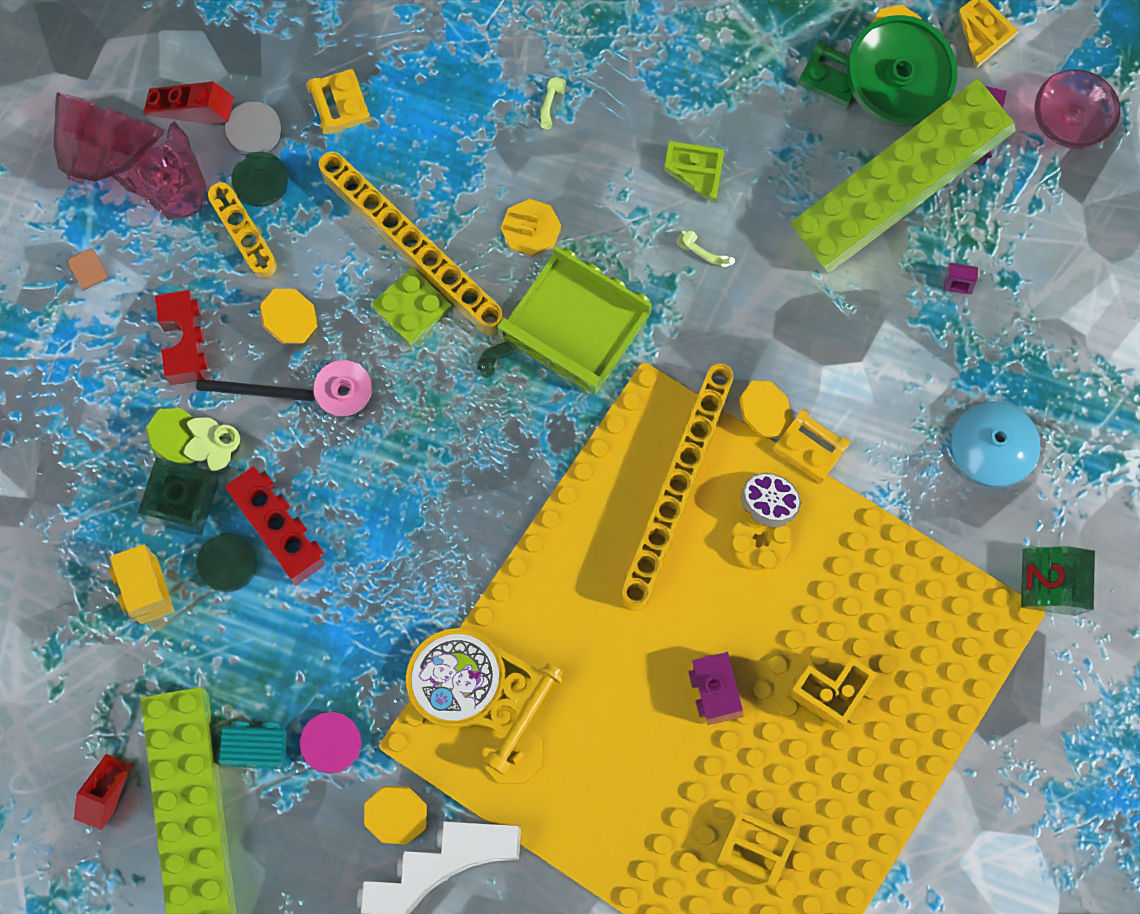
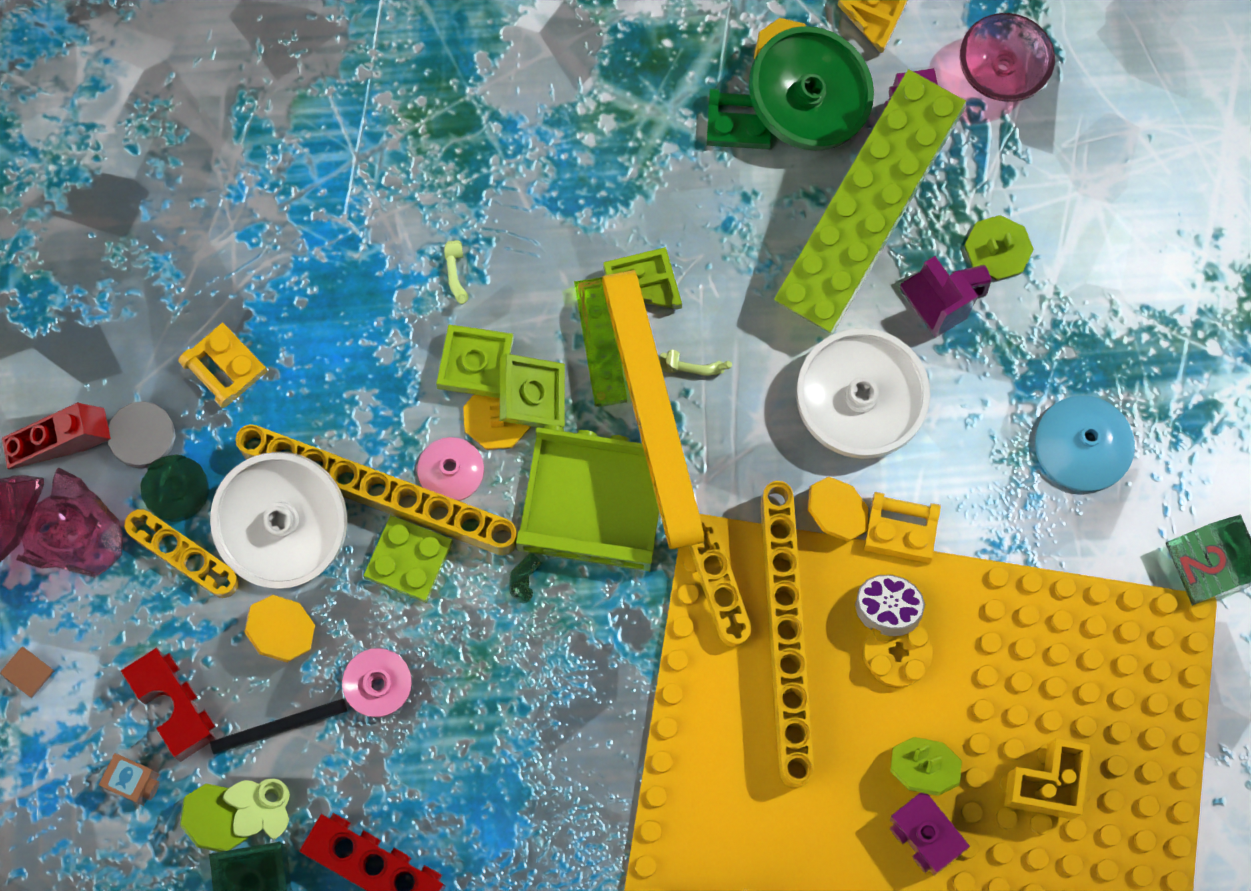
camera: 30 degrees left, 0 degrees up
(125, 380) = (130, 780): none -> nougat brick
(324, 233) = (278, 520): none -> white dish
(481, 263) = (457, 483): none -> bright pink dish
(532, 176) = (473, 360): none -> lime plate
(565, 217) = (532, 391): none -> lime plate
(638, 202) = (600, 344): none -> clear neon green tile
(642, 424) = (723, 580): none -> yellow beam
(651, 268) = (653, 410): none -> yellow beam
(739, 636) = (926, 766): none -> lime piece
(828, 326) = (863, 393): none -> white dish
(928, 278) = (939, 298): none -> magenta panel
(1000, 260) = (999, 246): none -> lime piece

